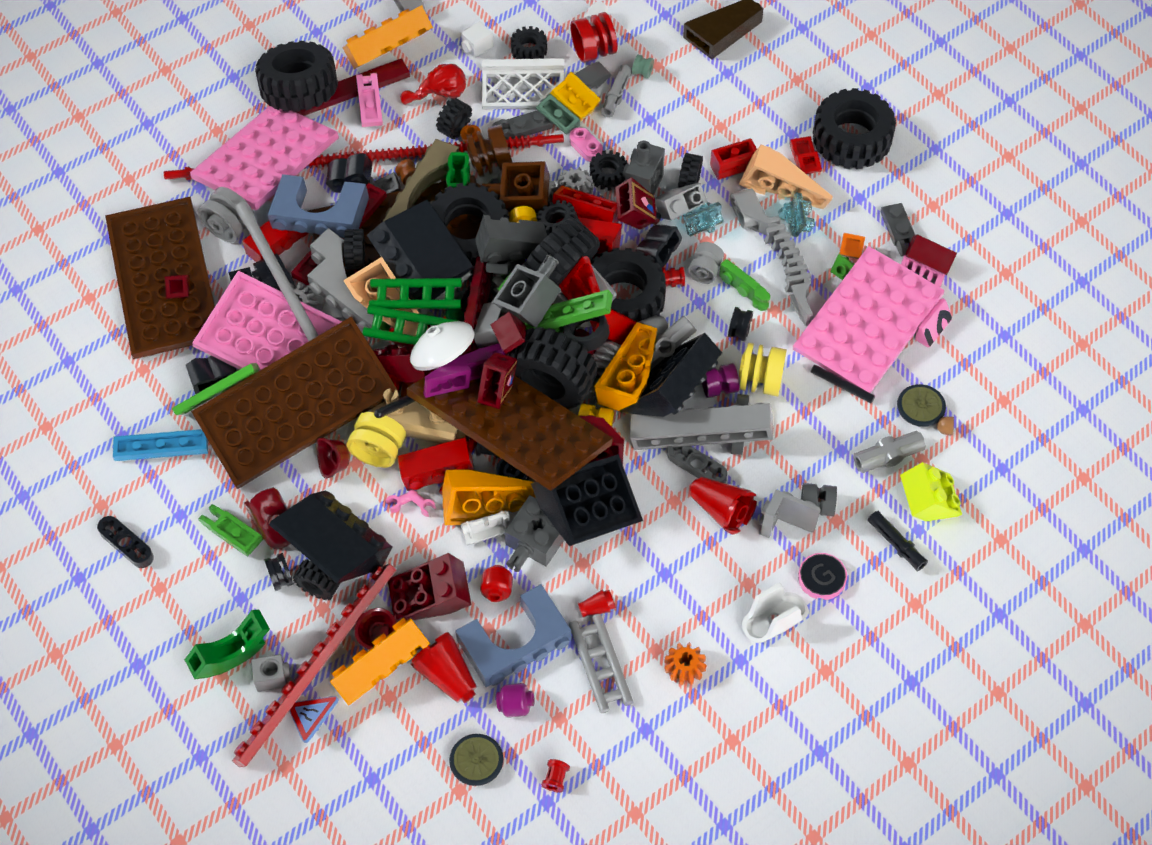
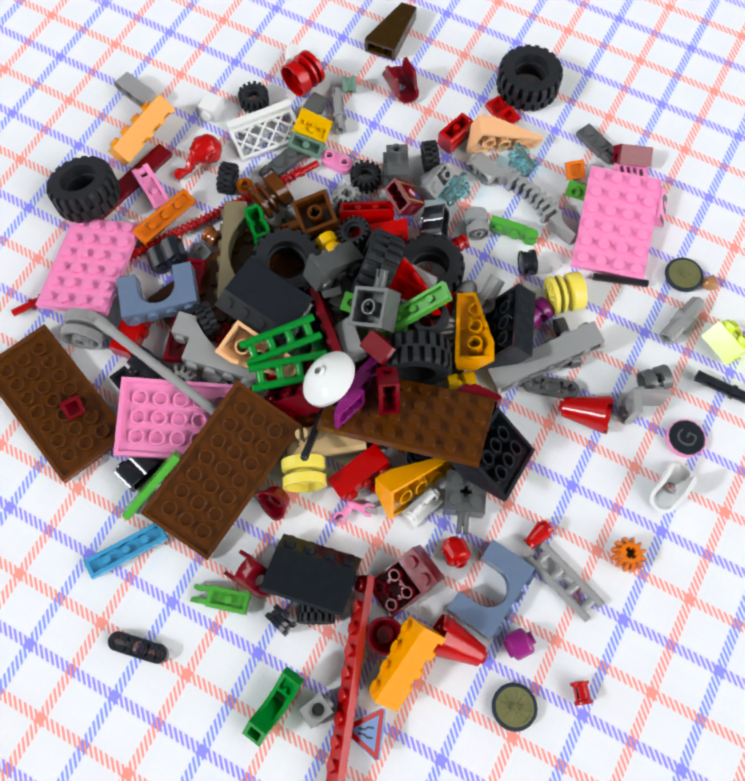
camera: 25 degrees left, 10 degrees up
(367, 134) = (164, 216): none -> orange plate
(706, 76) = (402, 75): none -> dark red piece

